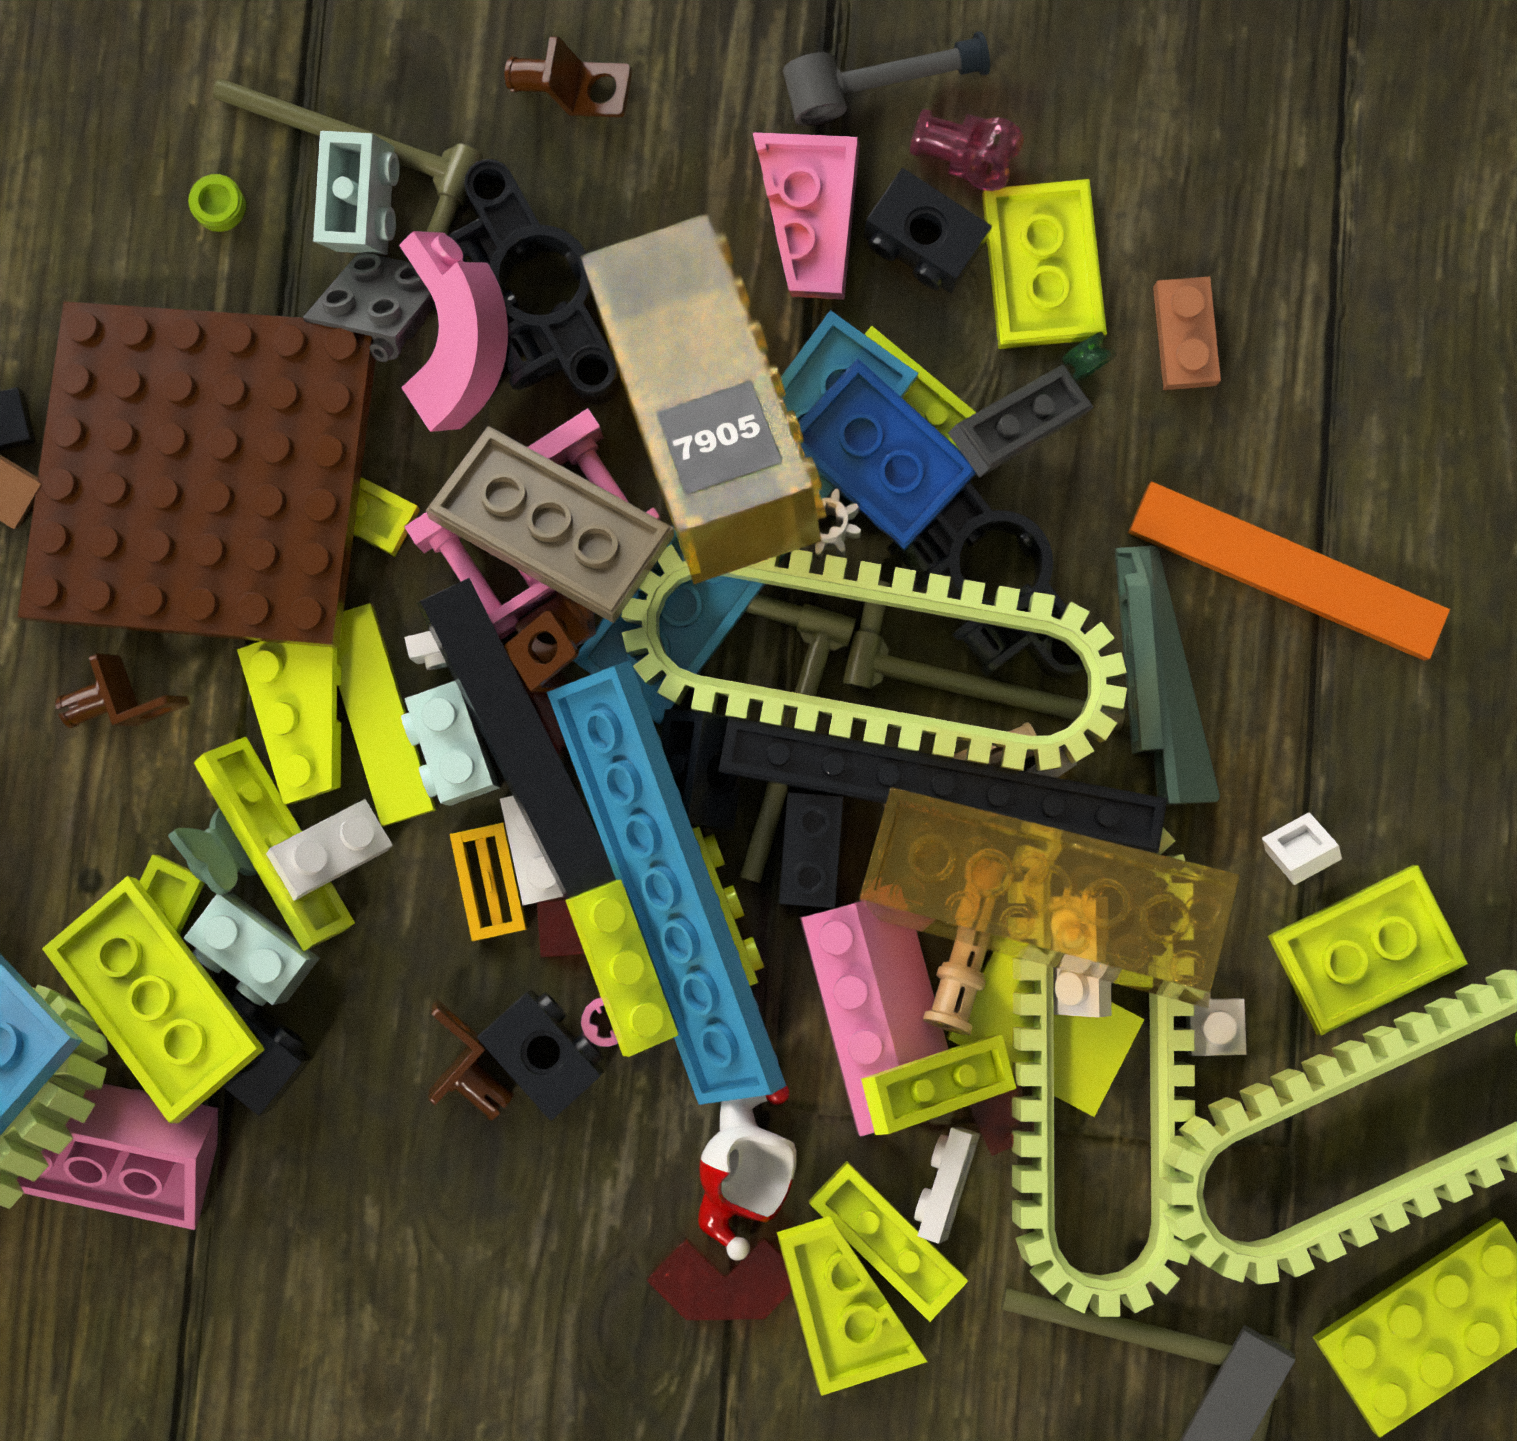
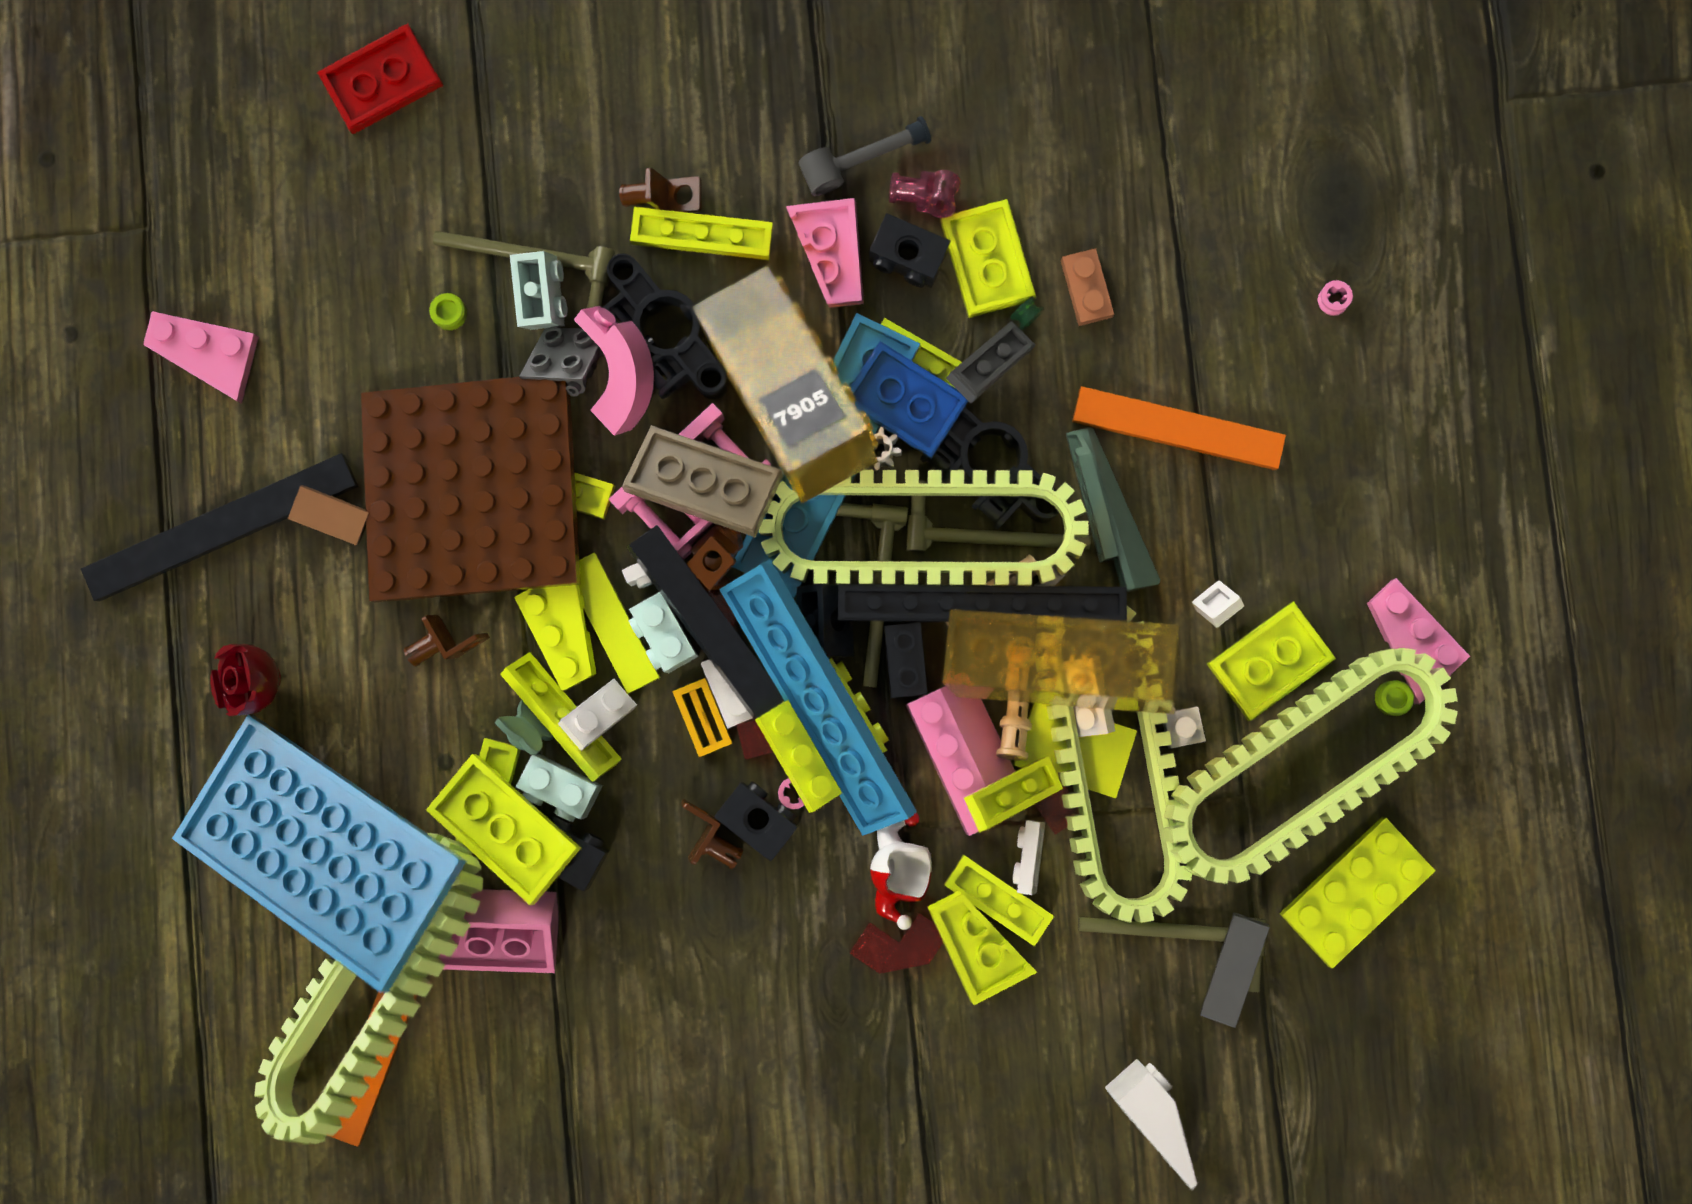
camera: 10 degrees left, 0 degrees up
(618, 151) = (701, 233): none -> neon yellow plate

